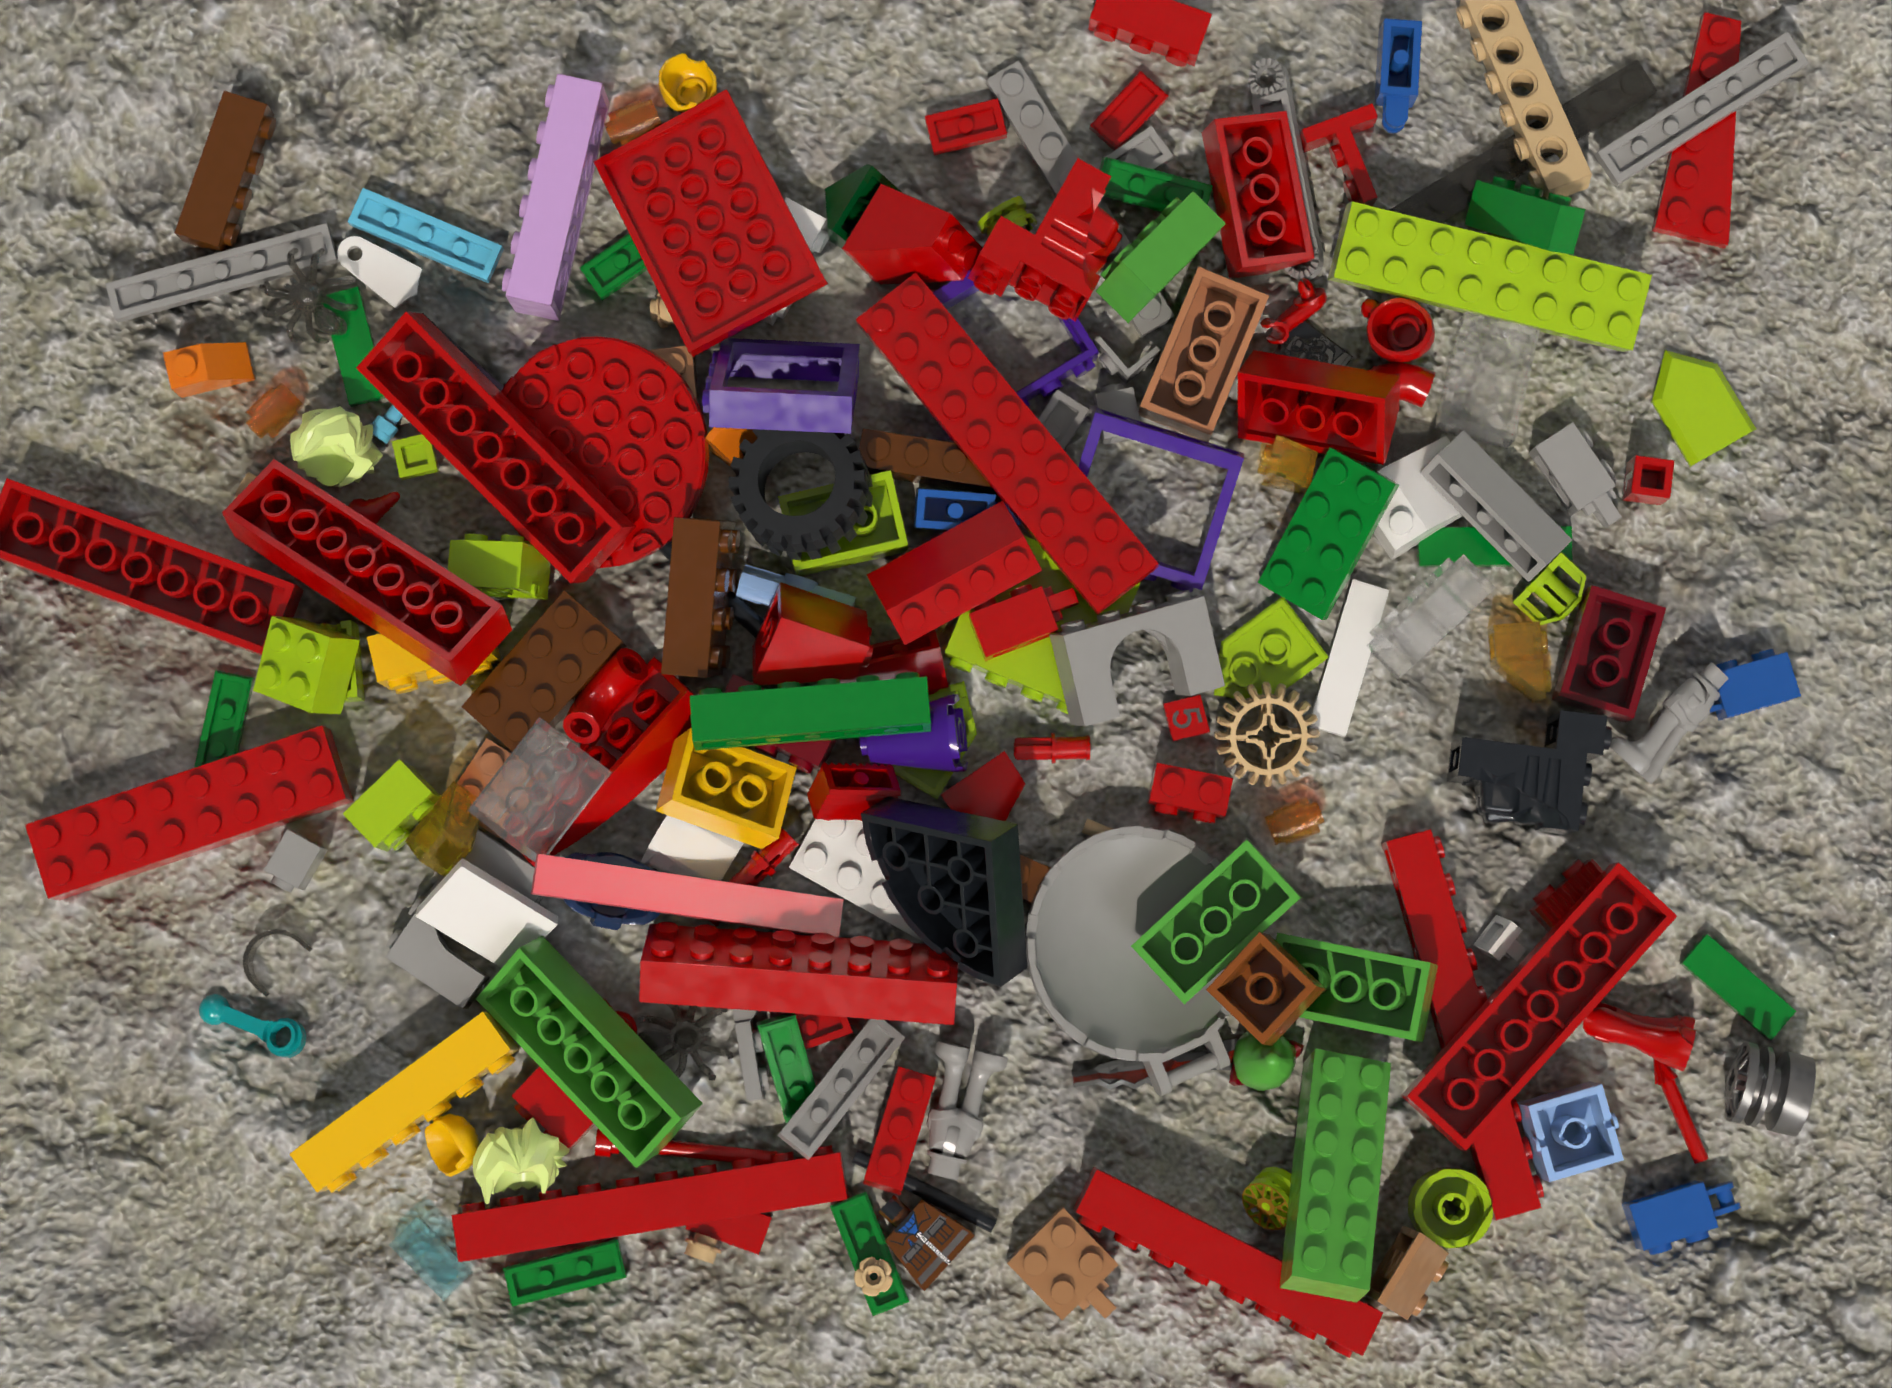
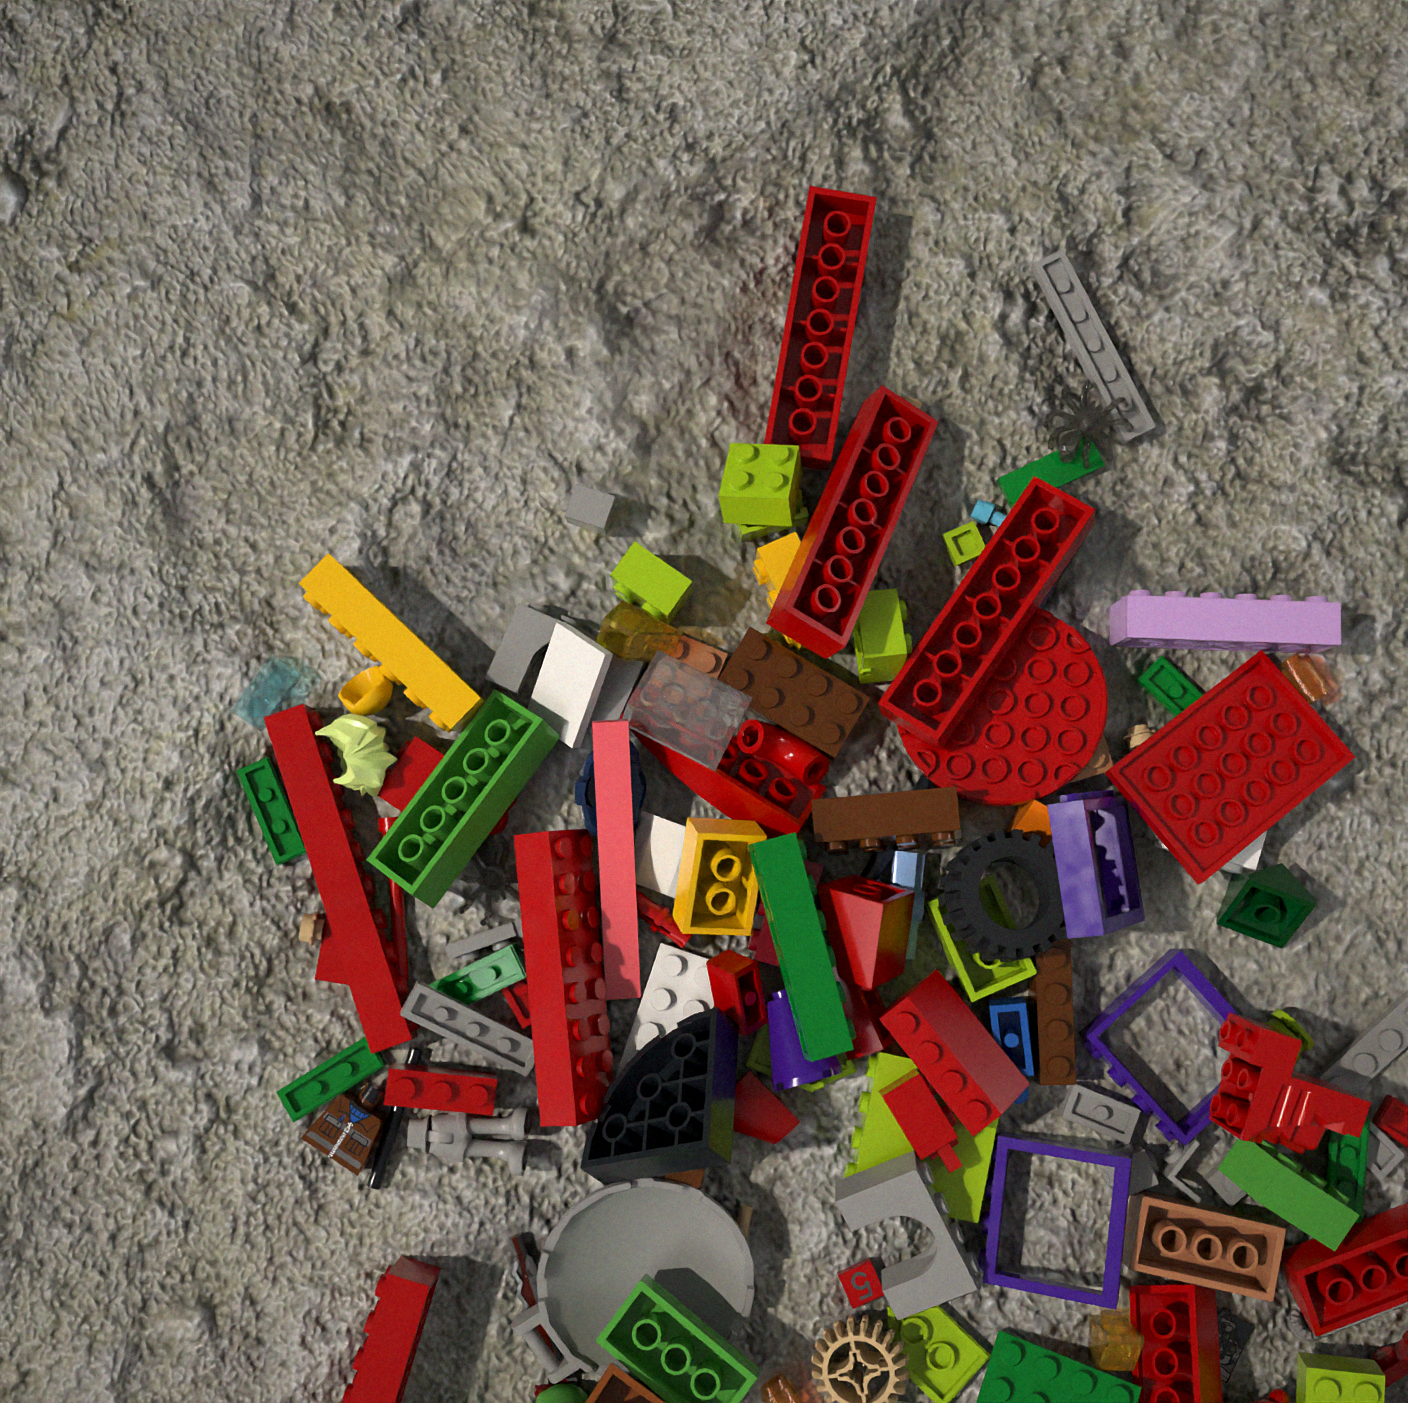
camera: 80 degrees right, 0 degrees up
(189, 813) = (616, 411): red brick -> none
(208, 367) = (1007, 350): orange slope -> none
(216, 1009) = (451, 468): teal piece -> none
(224, 717) = (693, 426): green tile -> none
(225, 173) = (1182, 331): reddish brown brick -> none
(254, 944) = (507, 487): clear smoke helmet -> none
(273, 411) = (979, 413): clear orange brick -> none
(334, 447) = (959, 471): yellowish green hair -> none
(375, 508) = (911, 517): red animal -> none
(381, 270) = (1122, 482): white piece -> none
(425, 235) = (1162, 515): medium azure plate -> none
(686, 82) = (1351, 718): yellow hair -> none
(873, 1287) = (317, 1084): tan plate -> none
(907, 237) = (1253, 953): red slope -> none
(965, 126) = (1365, 981): red plate -> none
(1007, 443) = (1082, 1080): red plate -> none
(1051, 748) = (811, 1164): red axle -> none
(1065, 1266) = (345, 1261): medium nougat hinge -> none
(1189, 791) = (795, 1301): red brick -> none
(1303, 307) = (1264, 1328): red piece -> none

